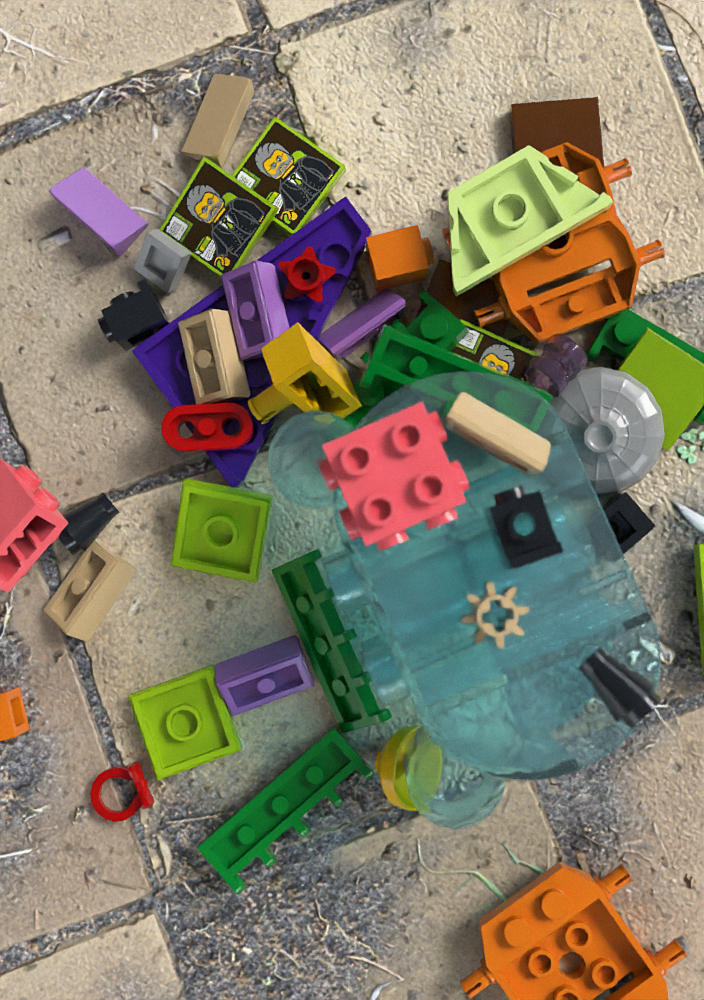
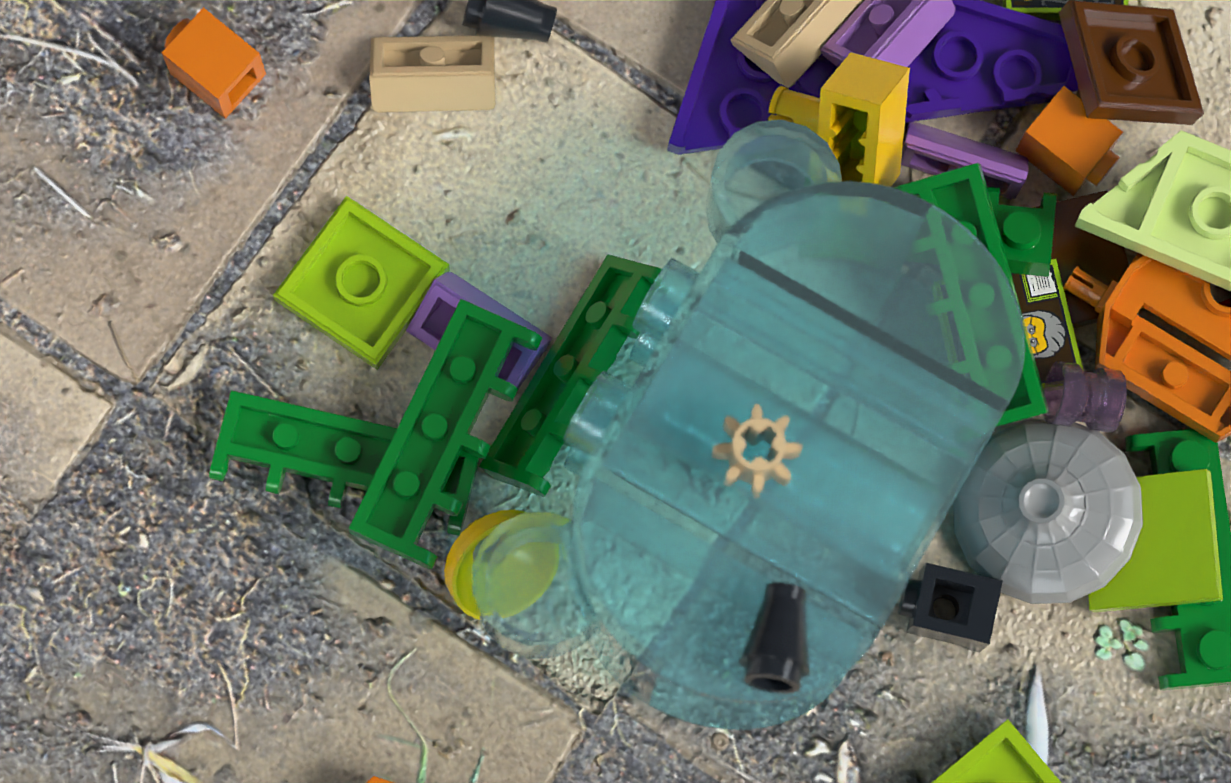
camera: 45 degrees right, 10 degrees down
(132, 773) = (239, 296): red piece -> none
(208, 427) = (721, 65): red plate -> none
(221, 530) = (611, 165): lime tile -> none
(303, 264) = (975, 38): red plate -> none
(310, 752) = (438, 430): none -> green hinge
(378, 188) = (1130, 63): none -> reddish brown tile
(394, 476) = (821, 246): coral brick -> none
(498, 435) = (947, 325): tan slope -> none
(518, 549) = (851, 433): black brick -> none

